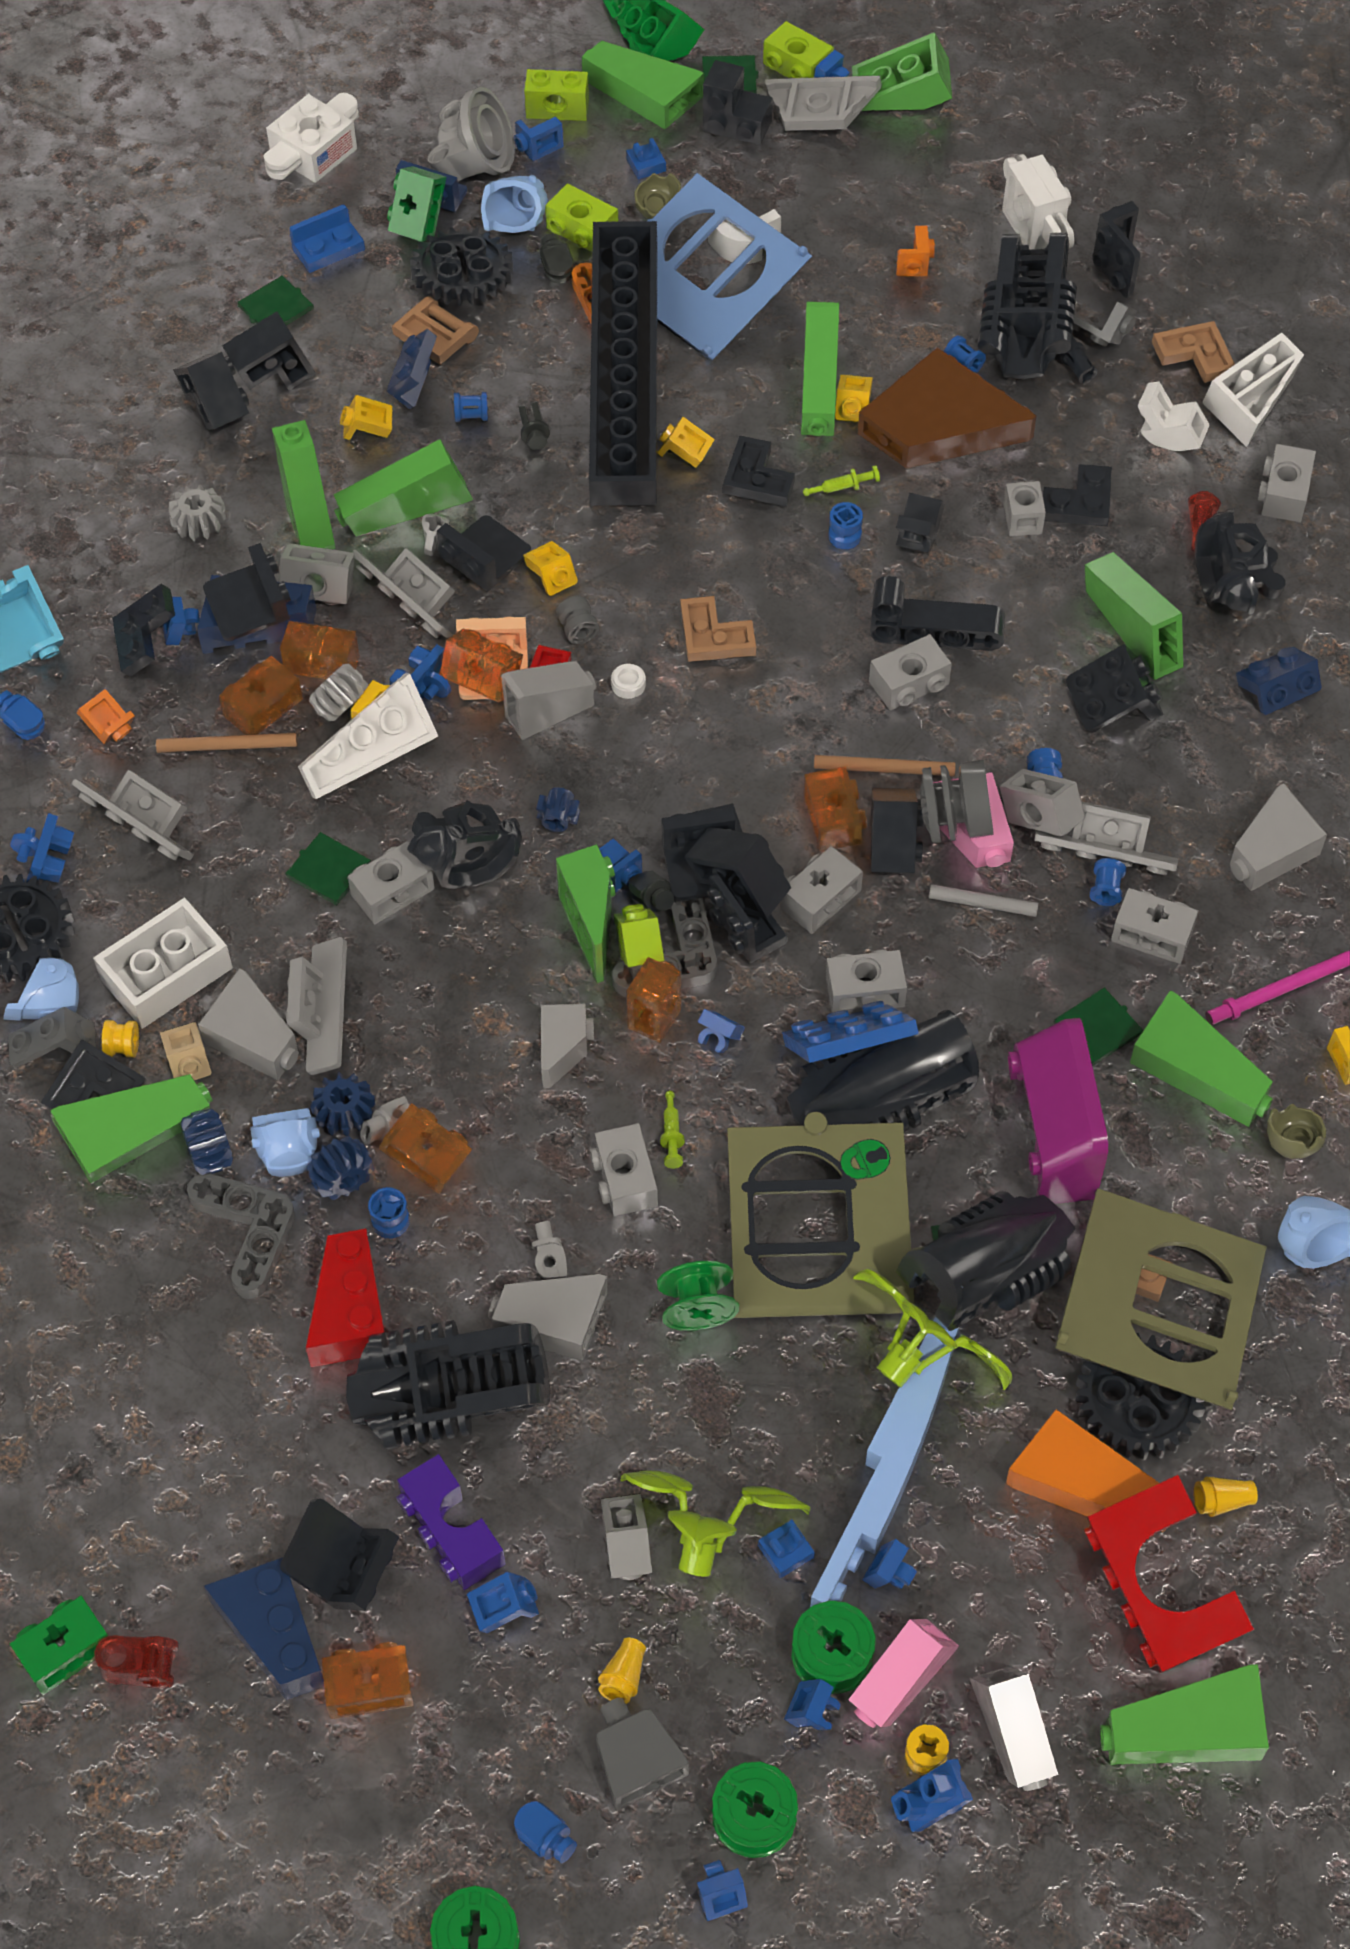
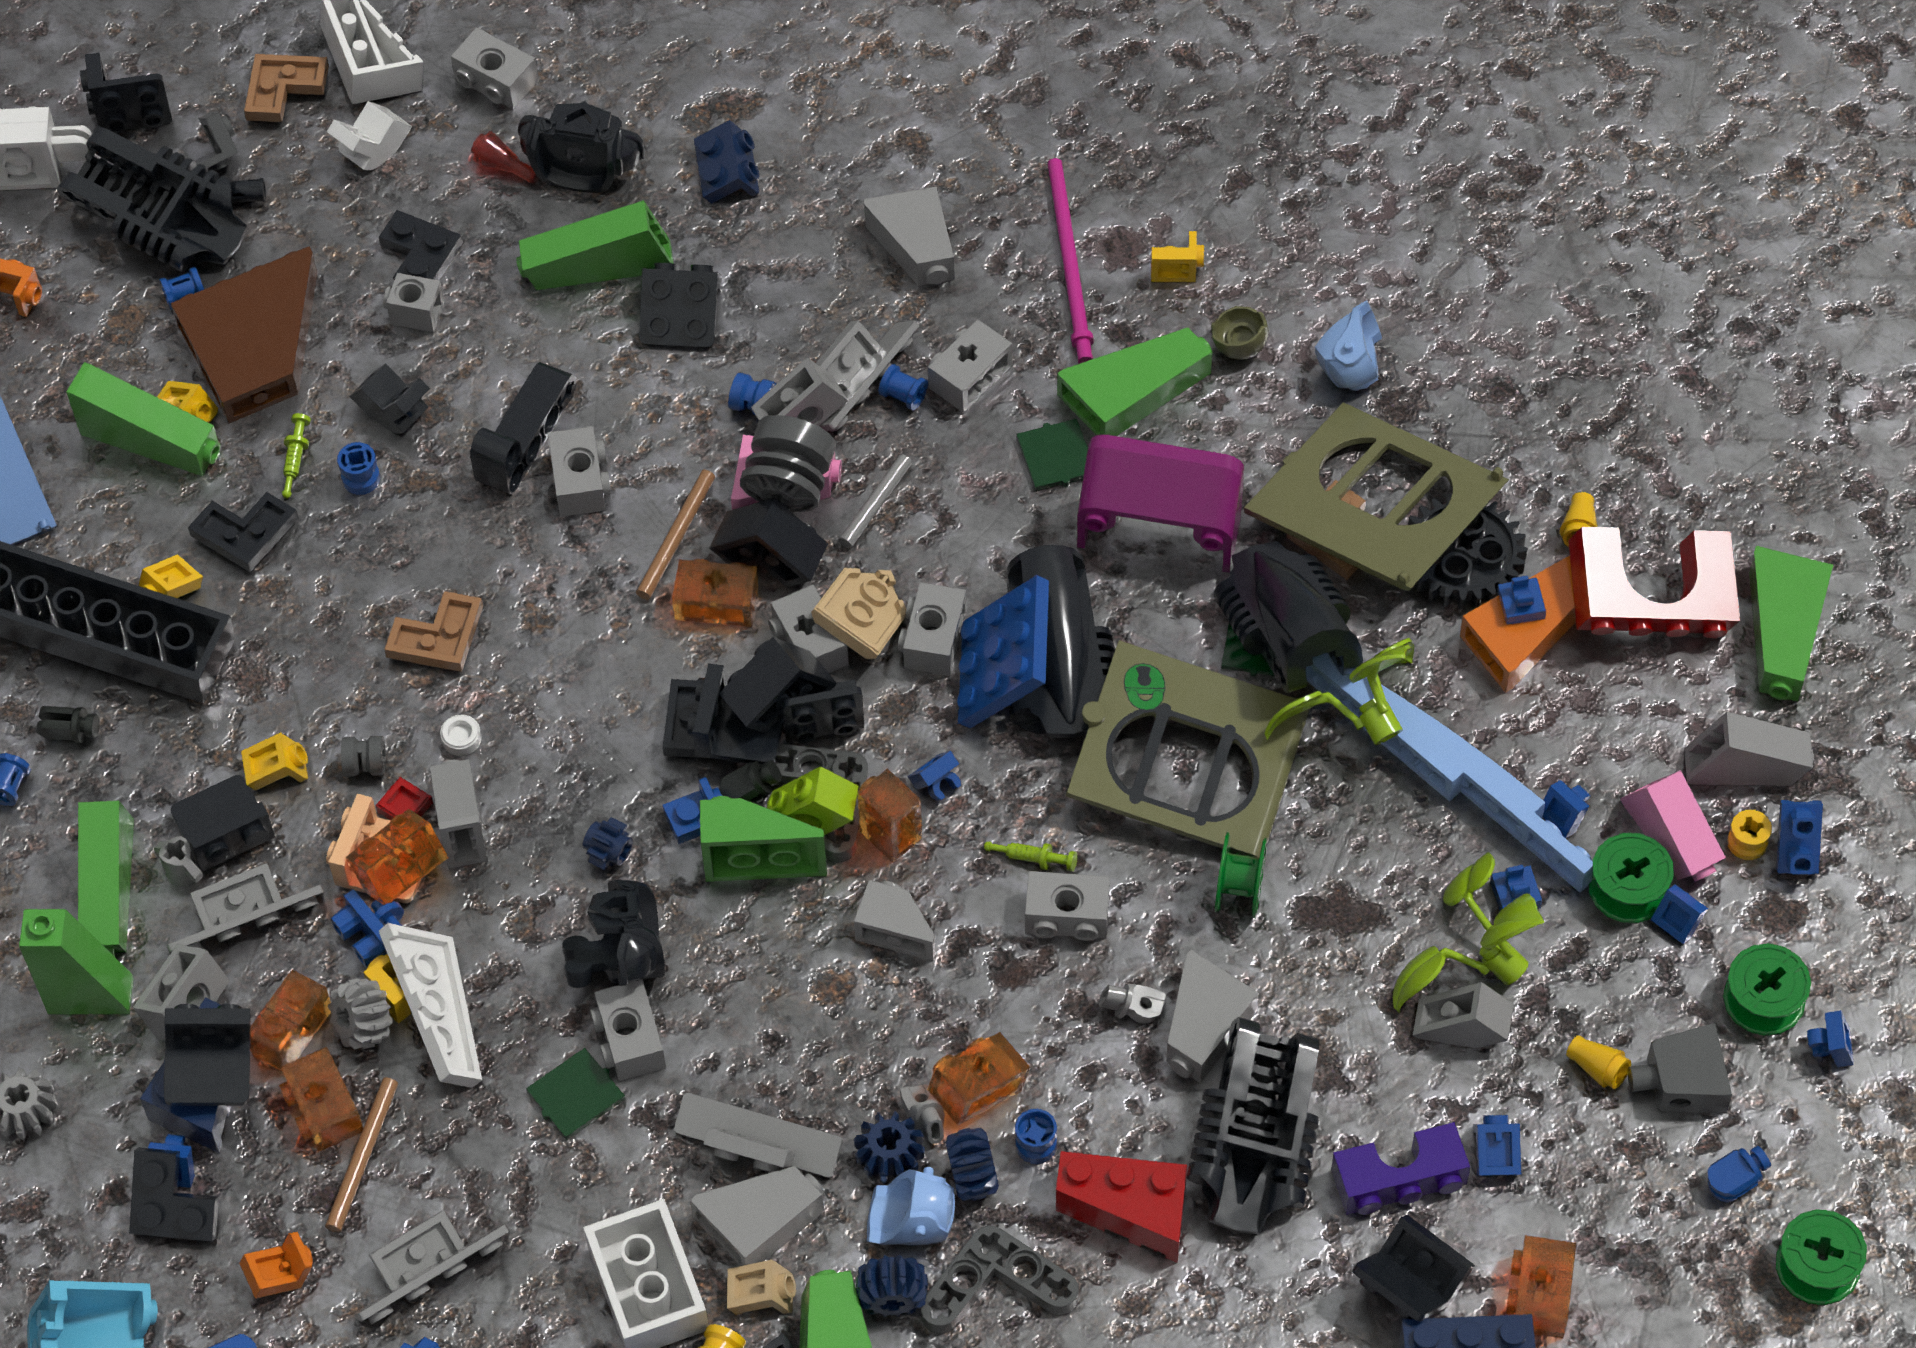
camera: 70 degrees left, 0 degrees up
(857, 917) = (861, 610): none -> tan tile
(1091, 1456) = (1521, 600): none -> blue tile

